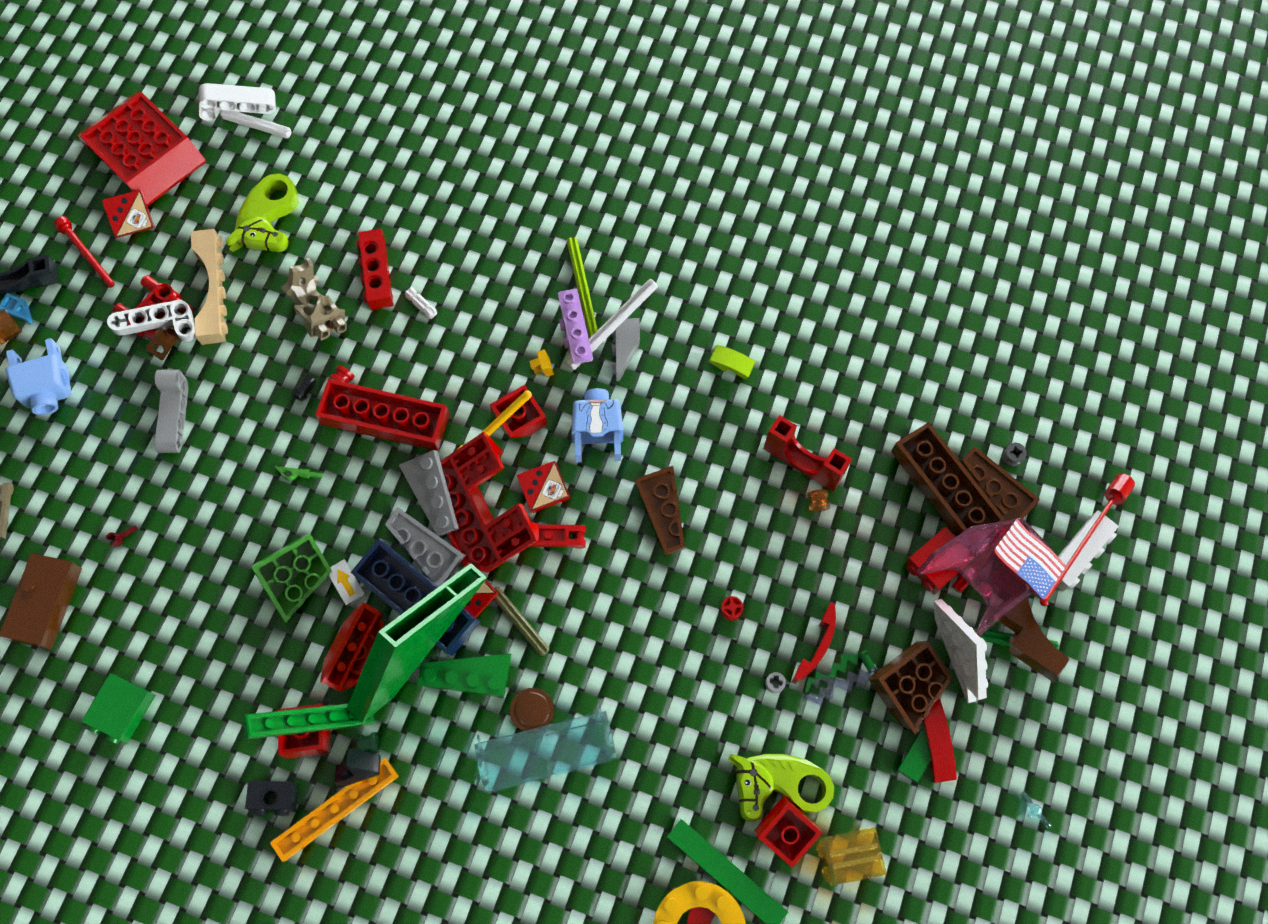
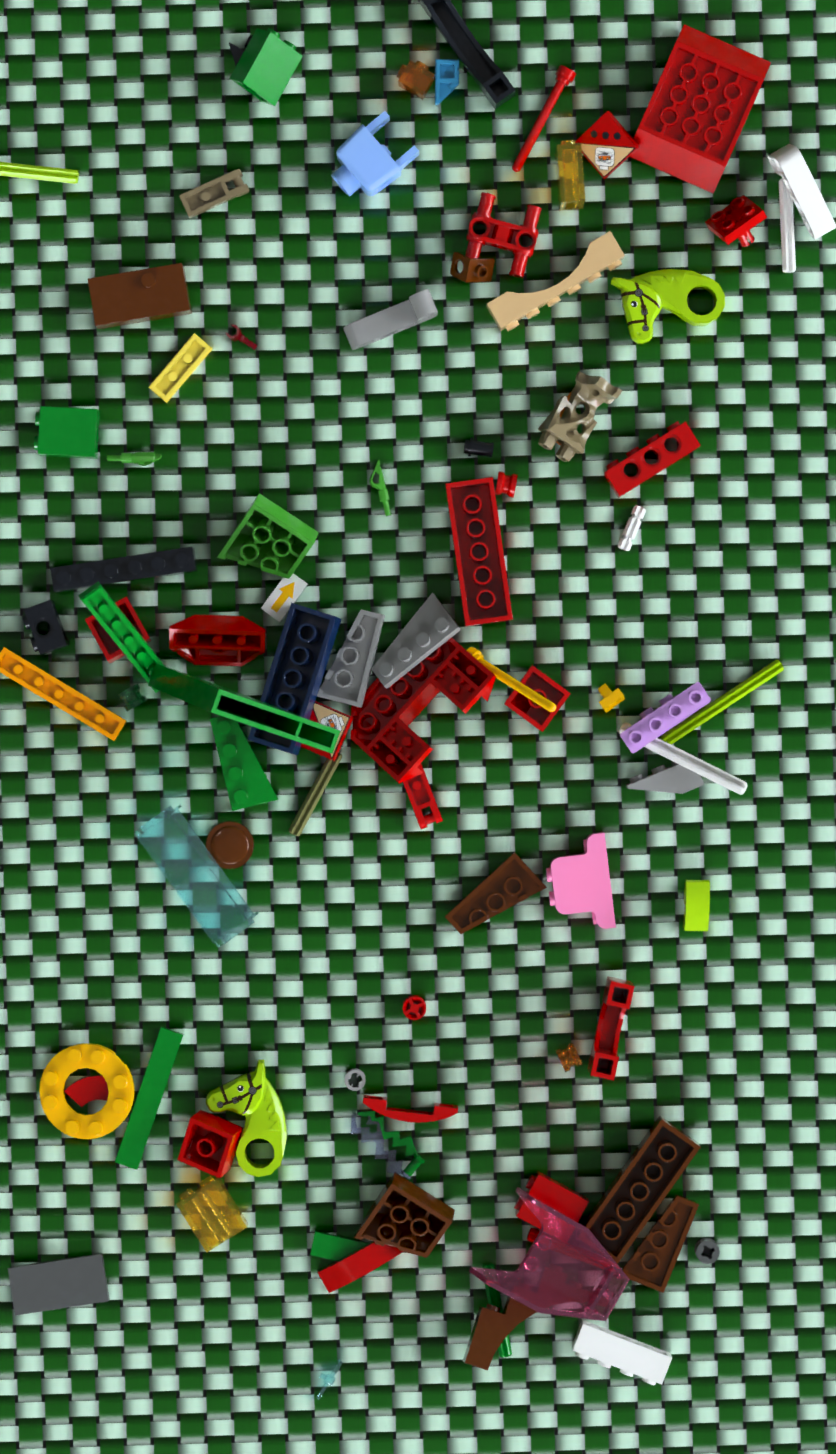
camera: 75 degrees right, 20 degrees up
(119, 594) = (180, 368): none -> light yellow tile
(135, 243) = (570, 175): none -> clear yellow brick
(150, 321) = (481, 251): white beam -> none
(173, 655) = (140, 458): none -> bright green hand
(232, 149) = (736, 221): none -> red plate
(266, 672) = (124, 569): none -> black arch
(359, 766) = (104, 699): black slope -> none
(543, 487) = (470, 757): tile -> none
(597, 421) = (562, 787): light blue piece -> none
(680, 436) = (583, 882): none -> bright pink brick
(965, 651) = (461, 1258): white wing -> none
(1035, 561) = (576, 1306): flag -> none

